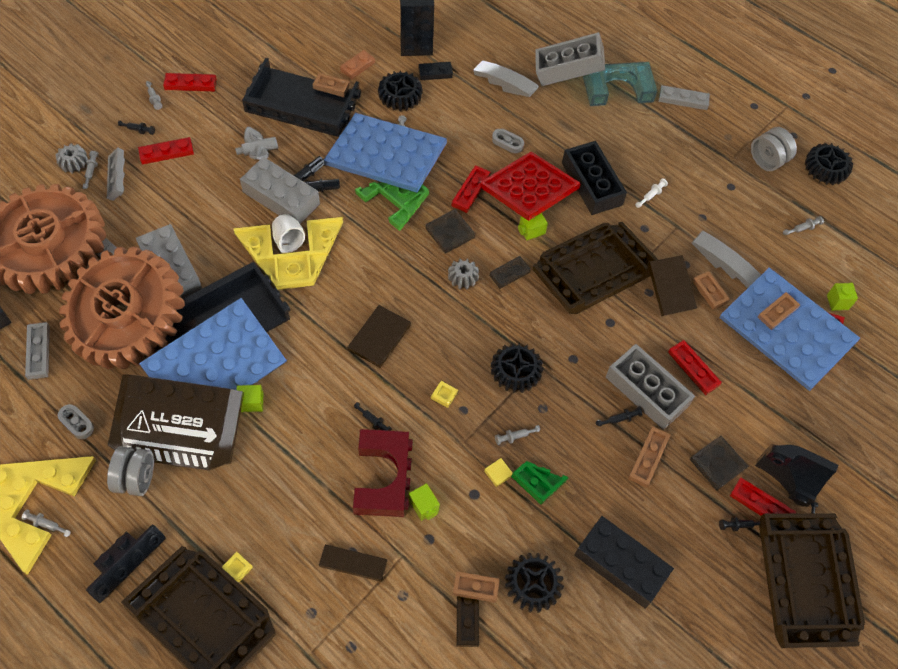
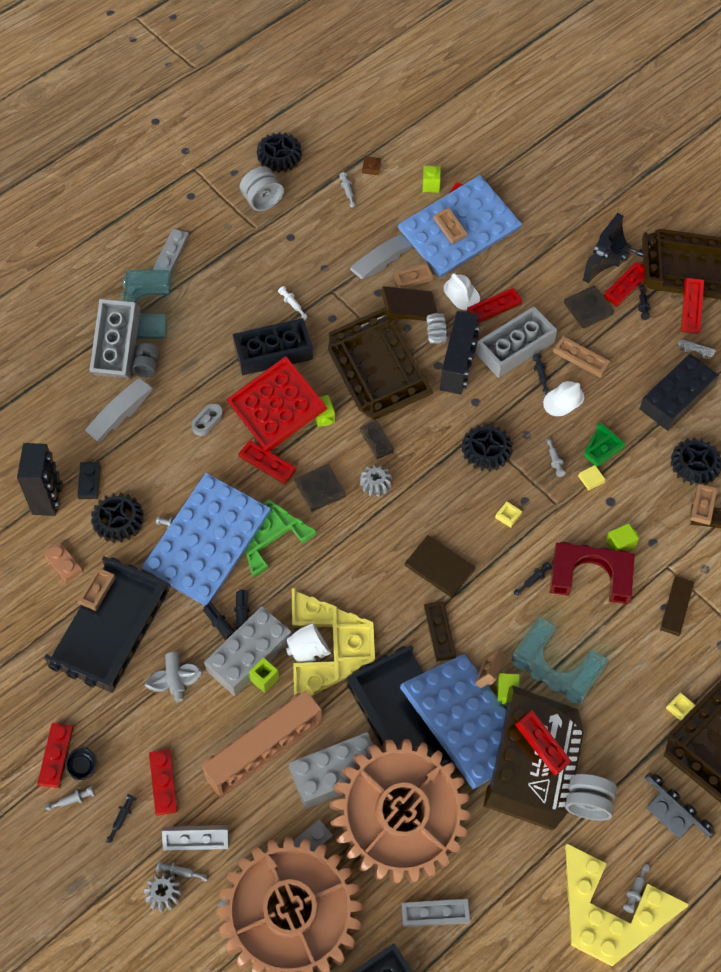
camera: 80 degrees left, 0 degrees up
(77, 422) = (524, 865): light grey plate -> none
(179, 95) = (81, 764): none -> black hair
(179, 418) = (543, 742): none -> red plate
(191, 206) = (262, 743): none -> nougat brick
(255, 202) = (264, 675): none -> lime brick
(272, 381) = (489, 669): none -> medium nougat plate
(284, 417) = (573, 684): none -> clear light blue arch
(311, 340) = (439, 631): none -> dark brown tile
(559, 89) = (145, 360): none -> dark grey wheel
(593, 443) = (563, 399): none -> white piece
(621, 330) = (460, 353): none -> black brick
(648, 311) = (436, 328): none -> light grey gear
(687, 579) = (704, 351): none -> clear smoke plate
(705, 337) = (461, 291): none -> white piece
(747, 574) = (692, 306): none -> red plate
(843, 245) = (371, 165): none -> reddish brown plate

